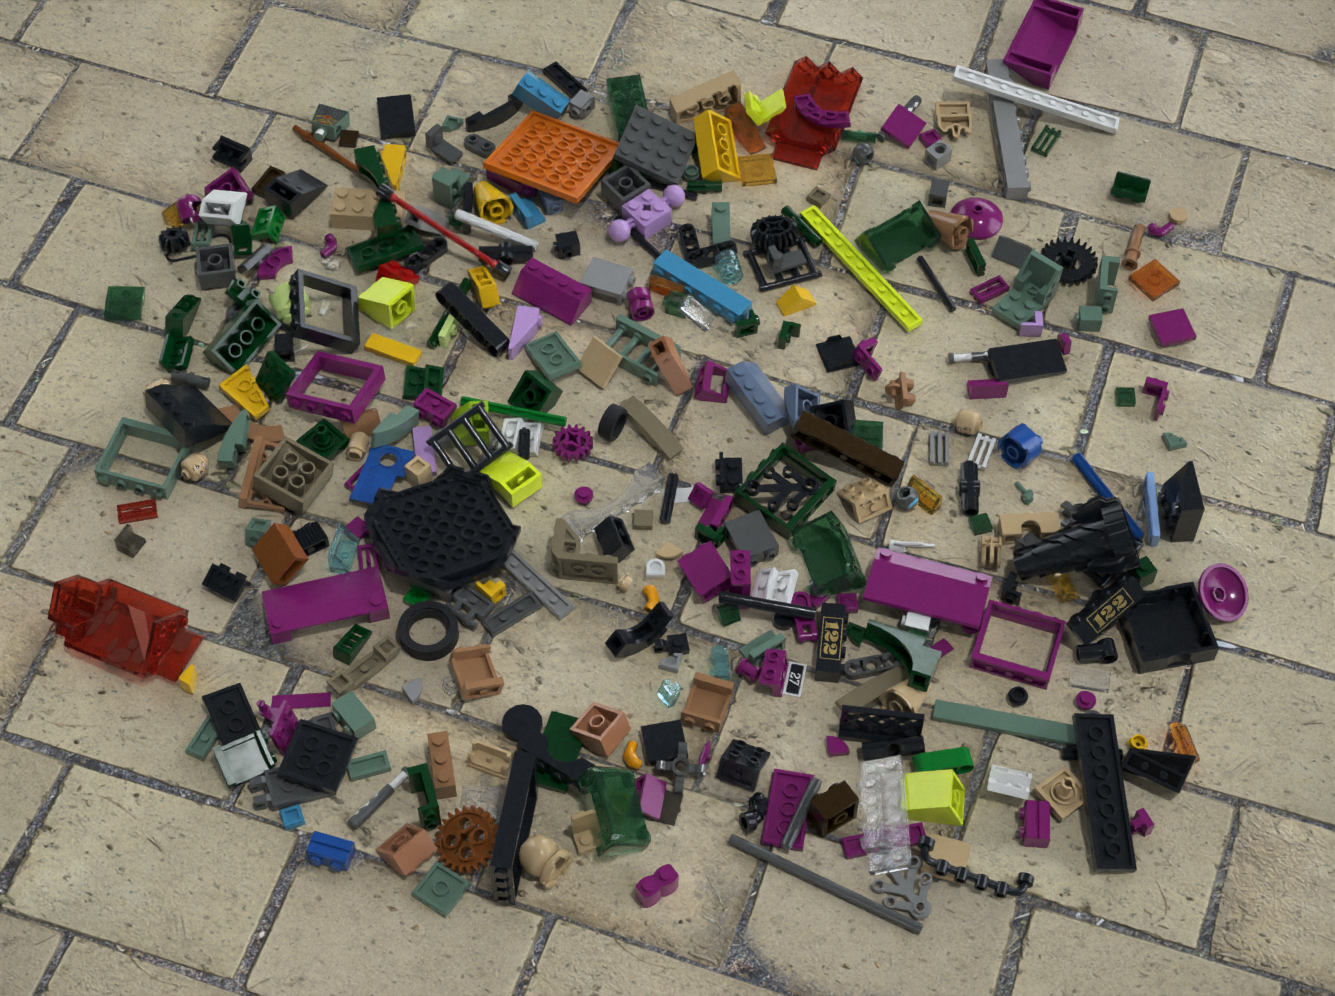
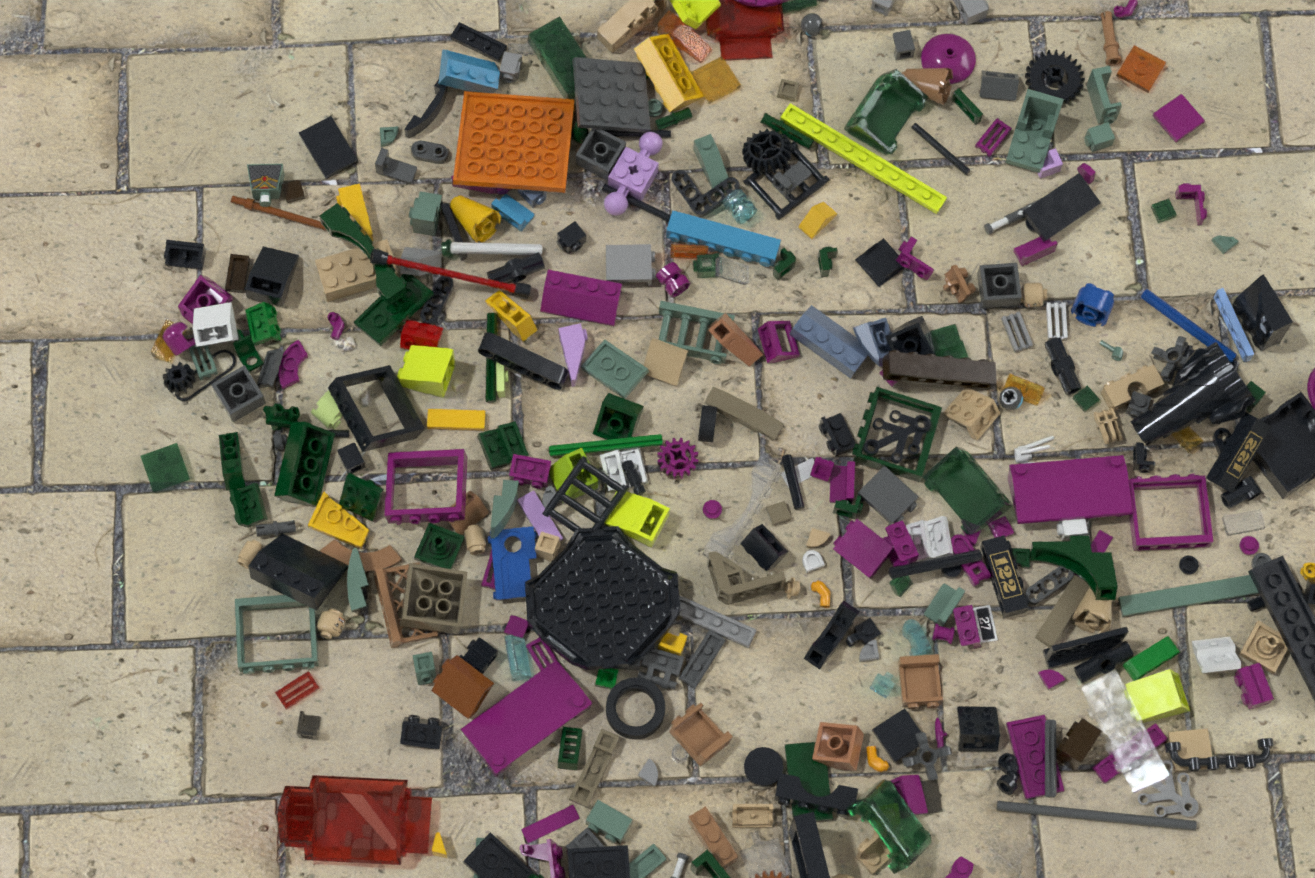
camera: 25 degrees left, 15 degrees up
(938, 402) = (999, 285): none -> dark grey brick

